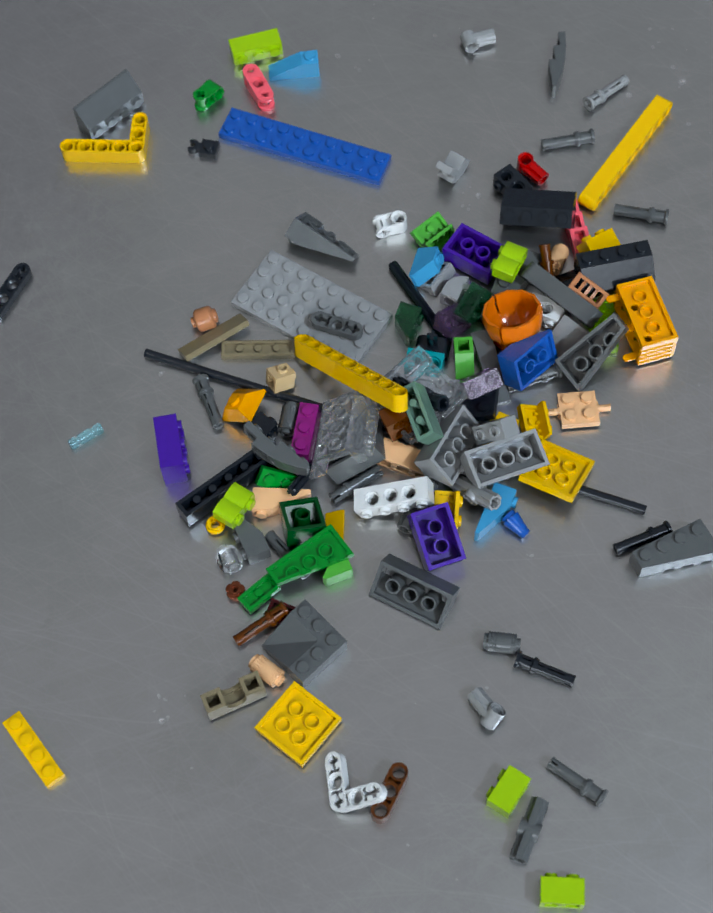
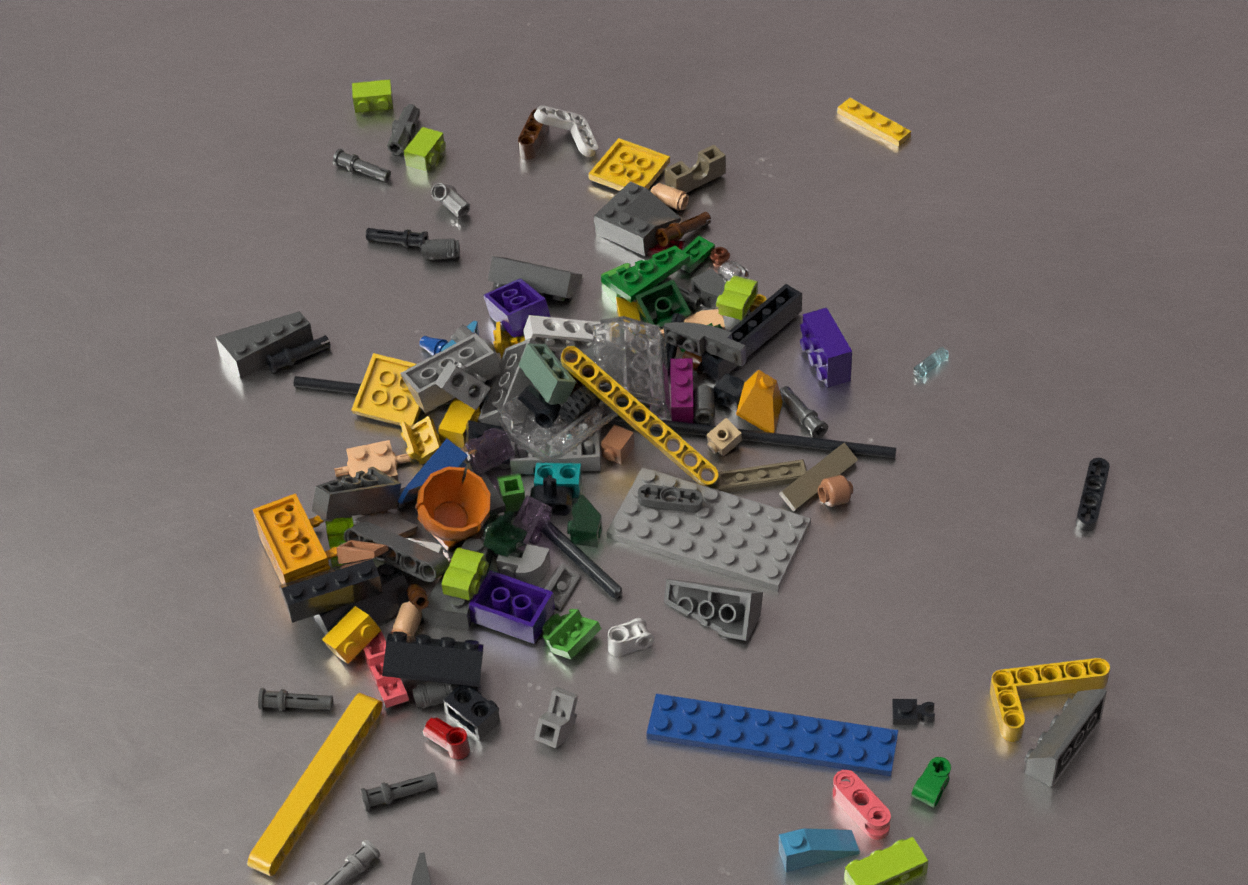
camera: 170 degrees right, 15 degrees down
(425, 265) = (572, 586): dark azure slope -> none

